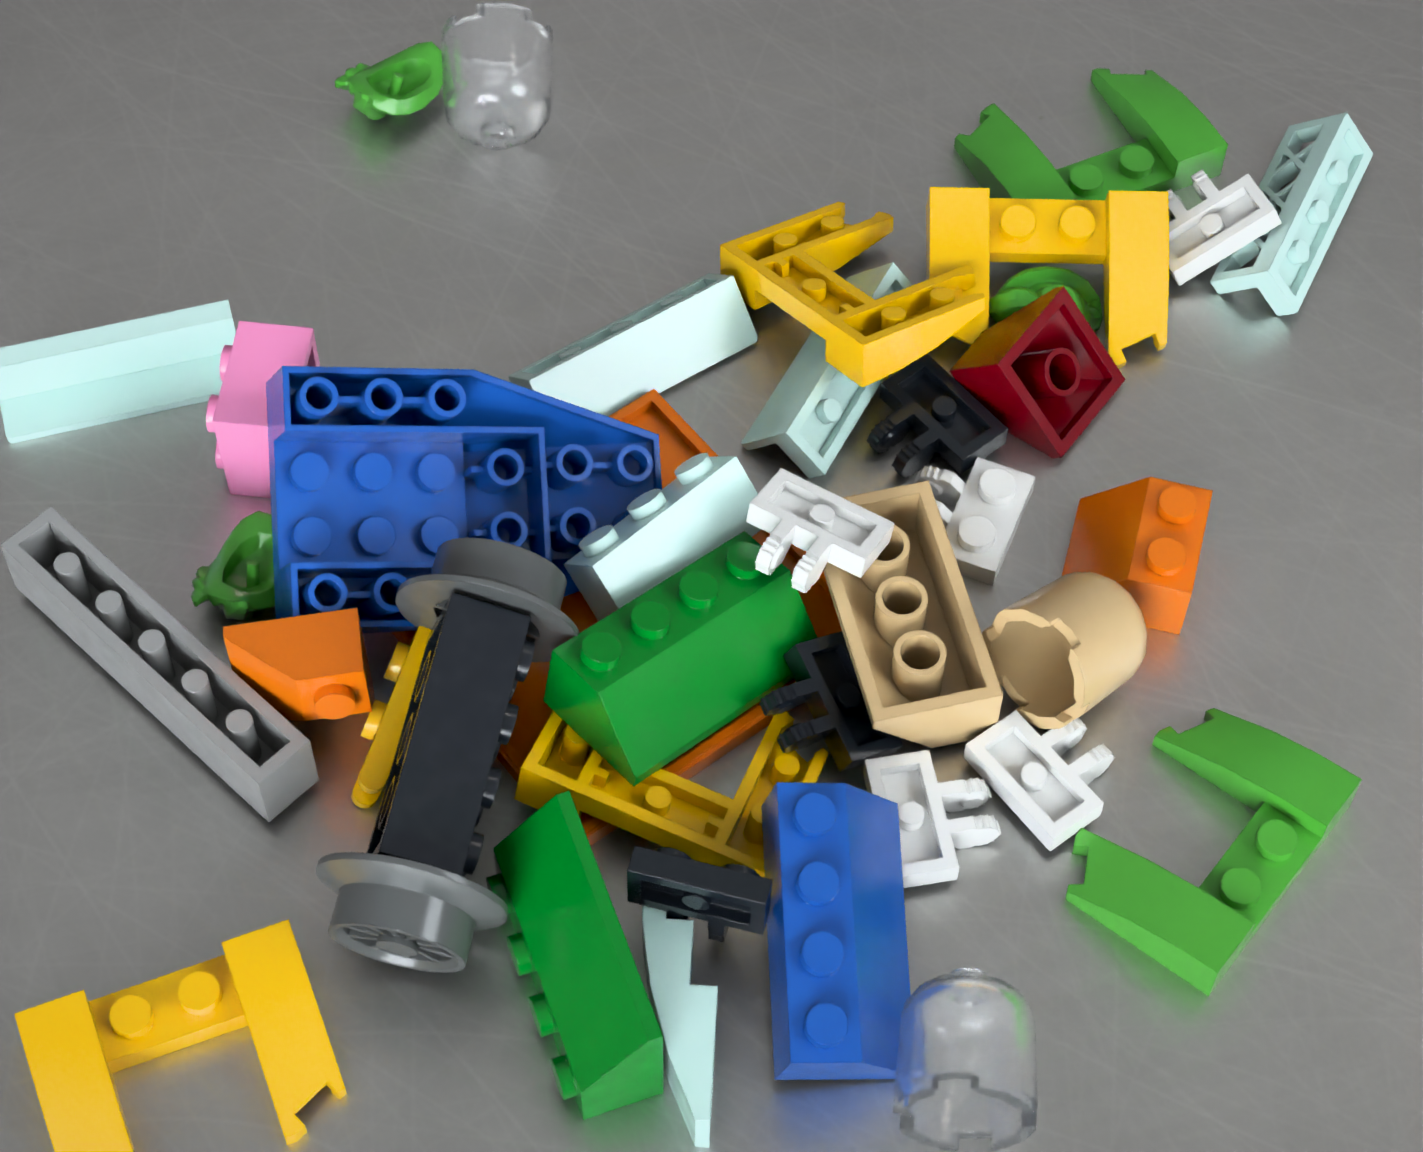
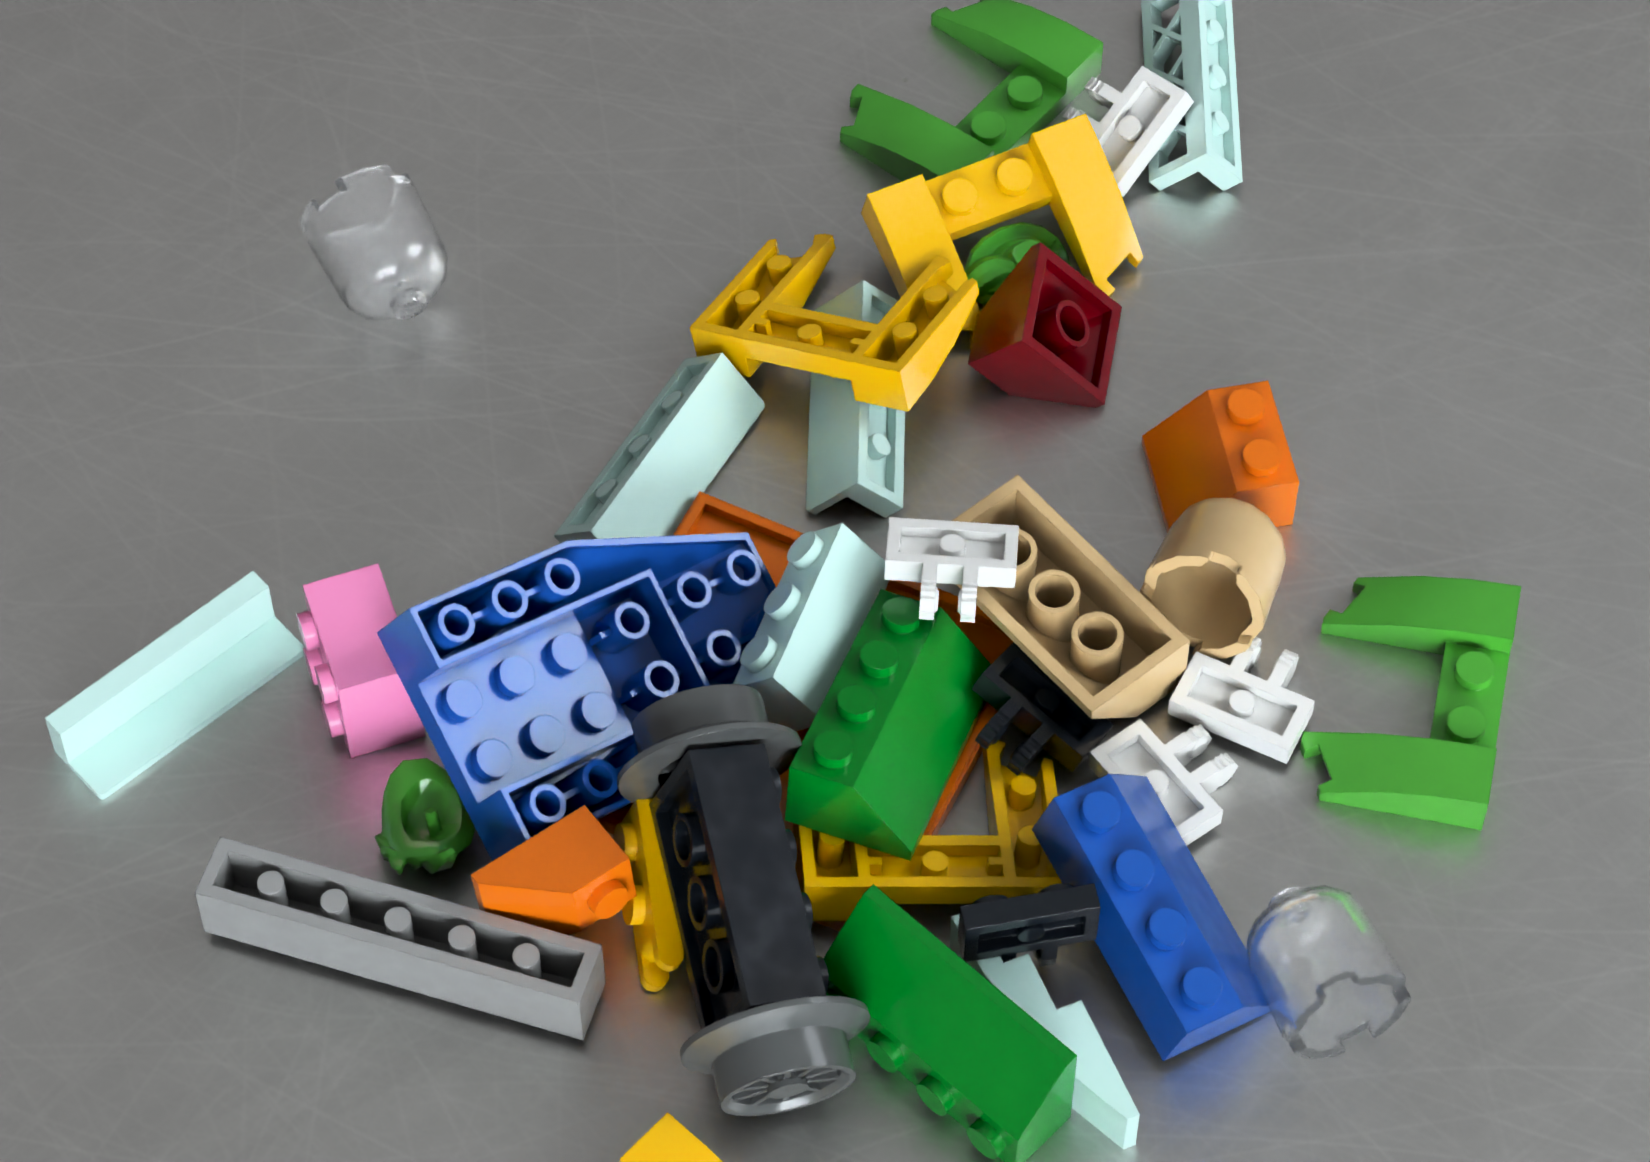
camera: 25 degrees left, 0 degrees up
(396, 83) = (271, 287): bright green hat -> none
(941, 414) = (980, 408): black hinge -> none
(984, 513) = (1066, 477): white hinge -> none

